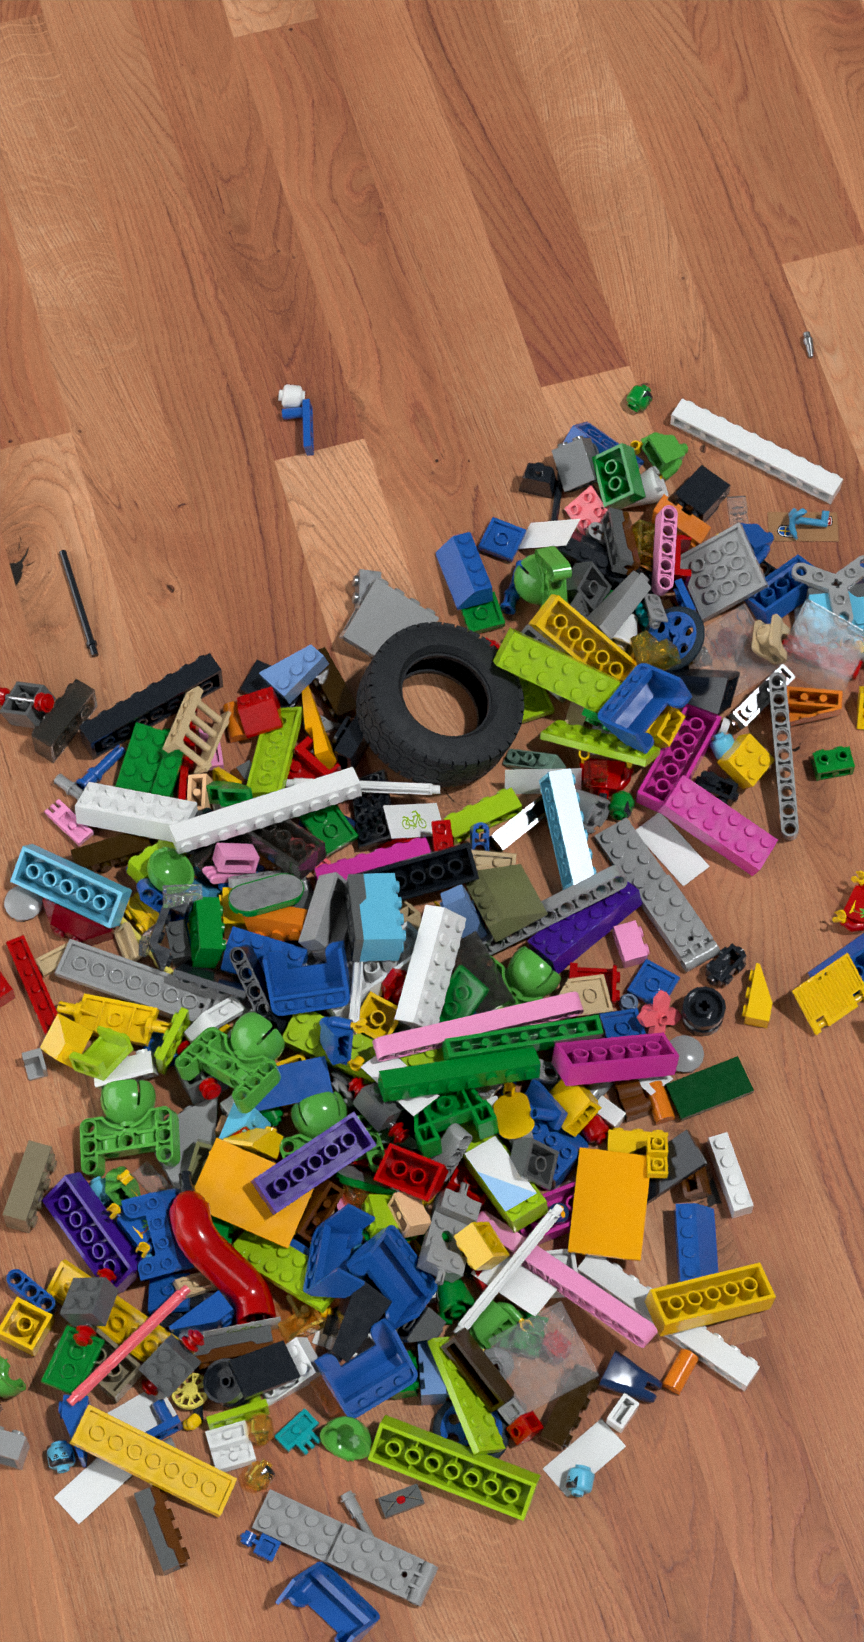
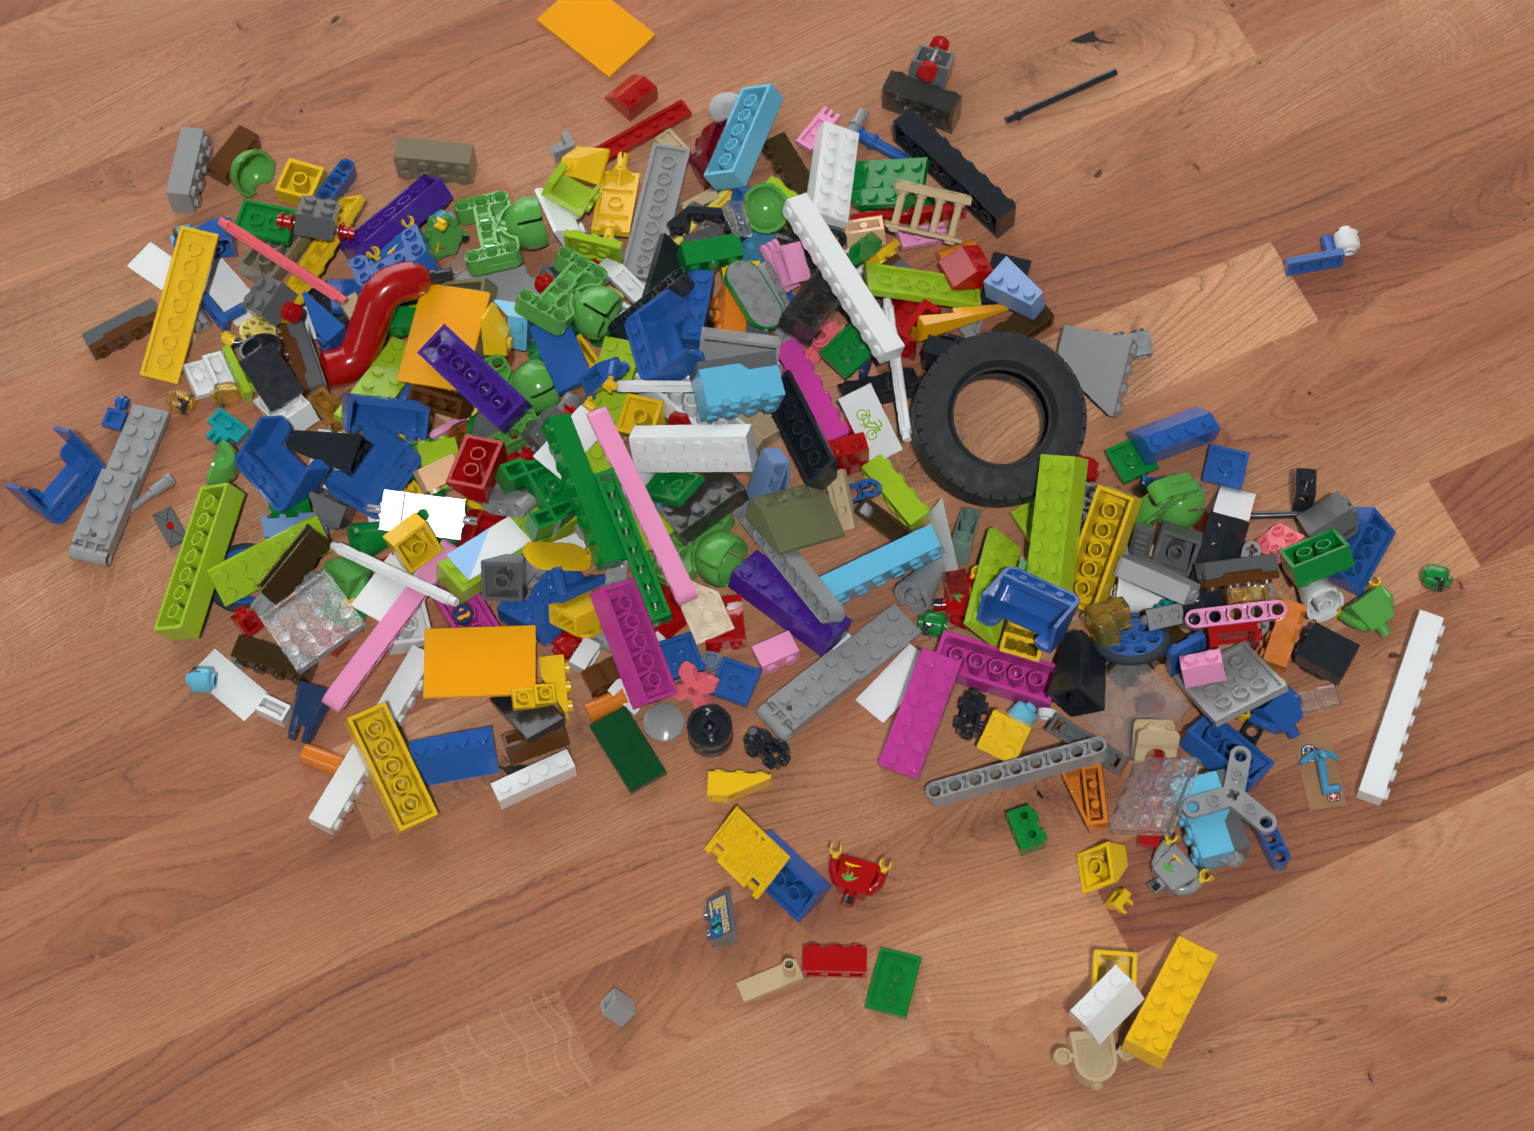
camera: 85 degrees right, 0 degrees up
(706, 589) = (1202, 668): none -> bright pink brick

